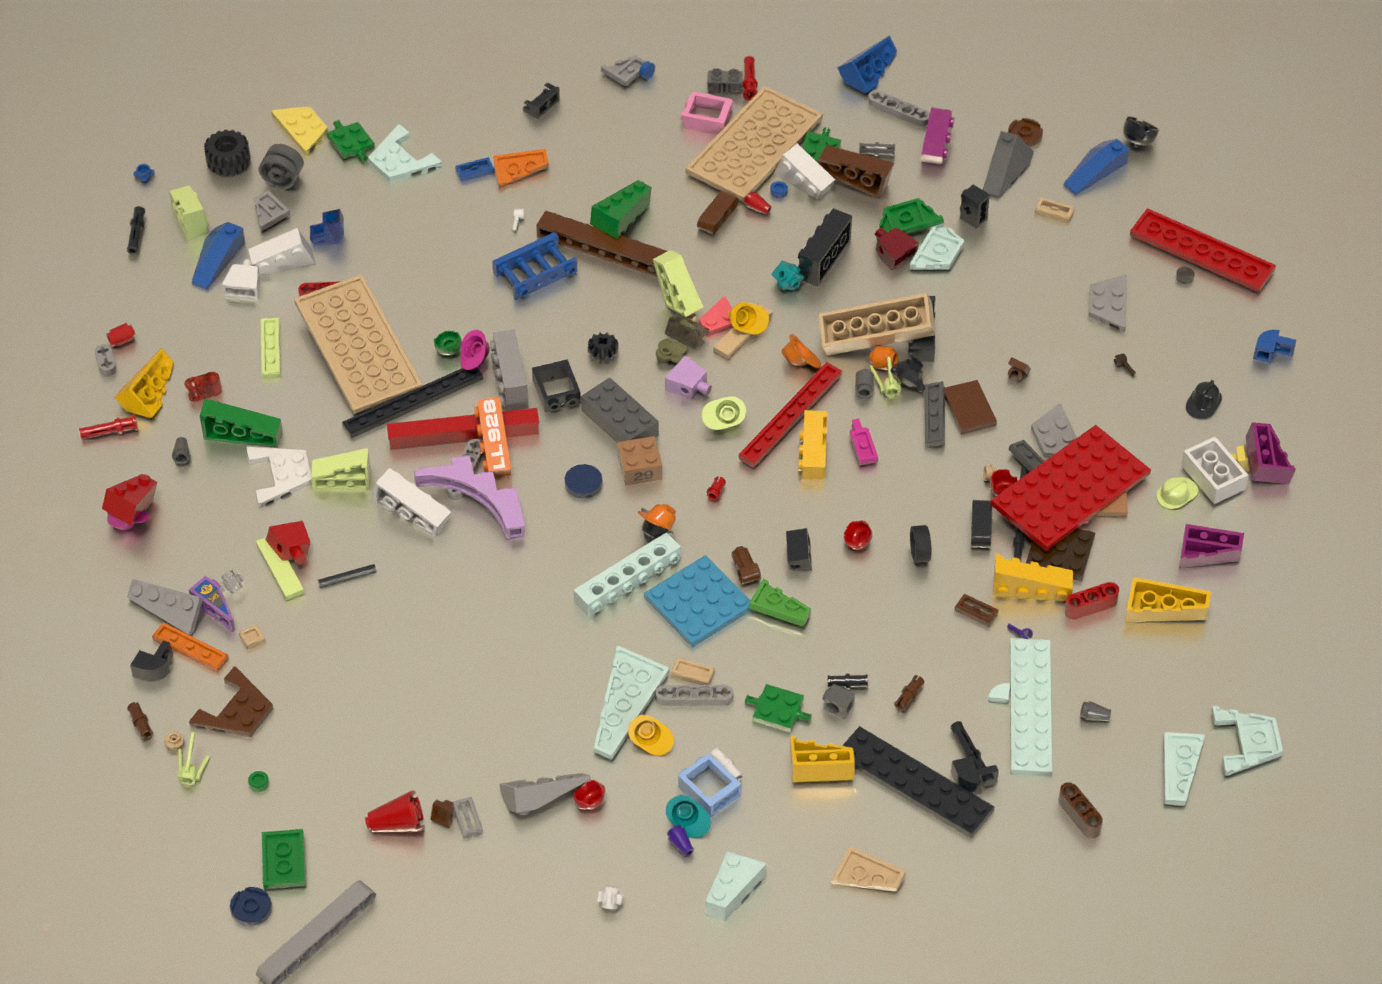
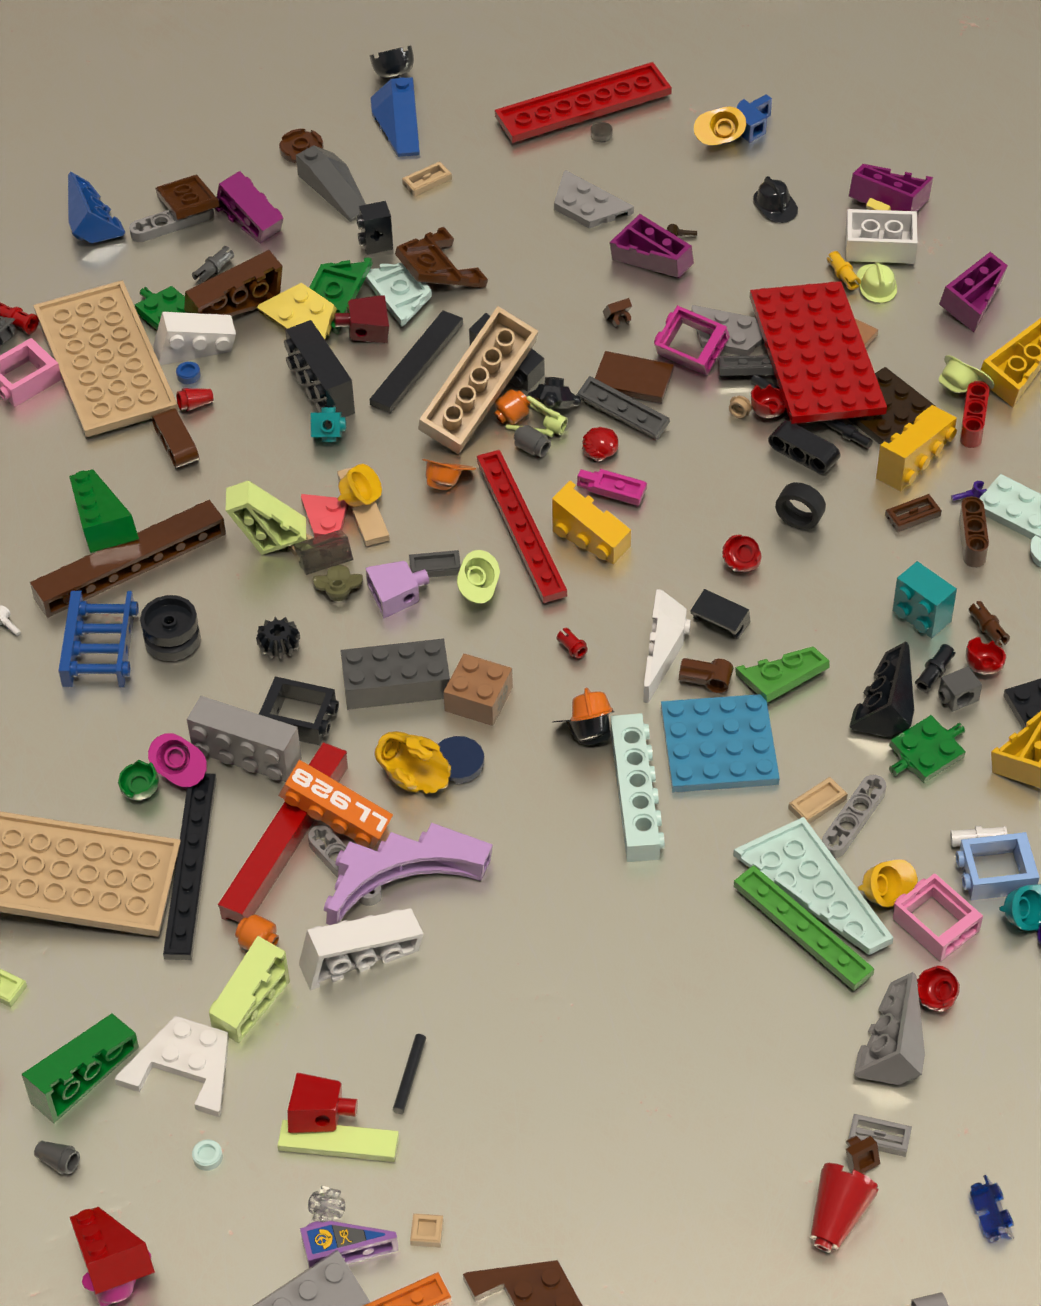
camera: 55 degrees left, 0 degrees up
(230, 515) = (207, 1155): none -> light aqua tile
(383, 453) = (255, 926): none -> orange head
(456, 894) = (988, 1198): none -> clear blue hinge
(556, 456) = (413, 762): none -> yellow hair
(566, 292) = (170, 628): none -> black wheel
(587, 708) = (804, 927): none -> bright green plate
(641, 787) = (954, 937): none -> bright pink window
(724, 388) = (436, 563): none -> dark grey tile
(752, 530) = (665, 640): none -> white wedge
(791, 671) = (889, 699): none -> black wedge
(872, 213) = (298, 306): none -> light yellow wing
(876, 701) = (984, 657): none -> red hair
(883, 291) = (416, 361): none -> black tile
(891, 645) = (924, 599): none -> teal brick
(894, 418) = (600, 443): none -> red hair
(919, 102) = (187, 197): none -> reddish brown tile
(970, 249) = (429, 263): none -> reddish brown wing
(982, 648) = (973, 532): none -> reddish brown beam
(1025, 430) = (710, 353): none -> dark pink window
(1089, 353) = (651, 248): none -> magenta wedge
(1118, 573) = (959, 375): none -> yellowish green piece
(1167, 467) = (843, 270): none -> yellow pin
(1240, 331) = (719, 126): none -> yellow piece

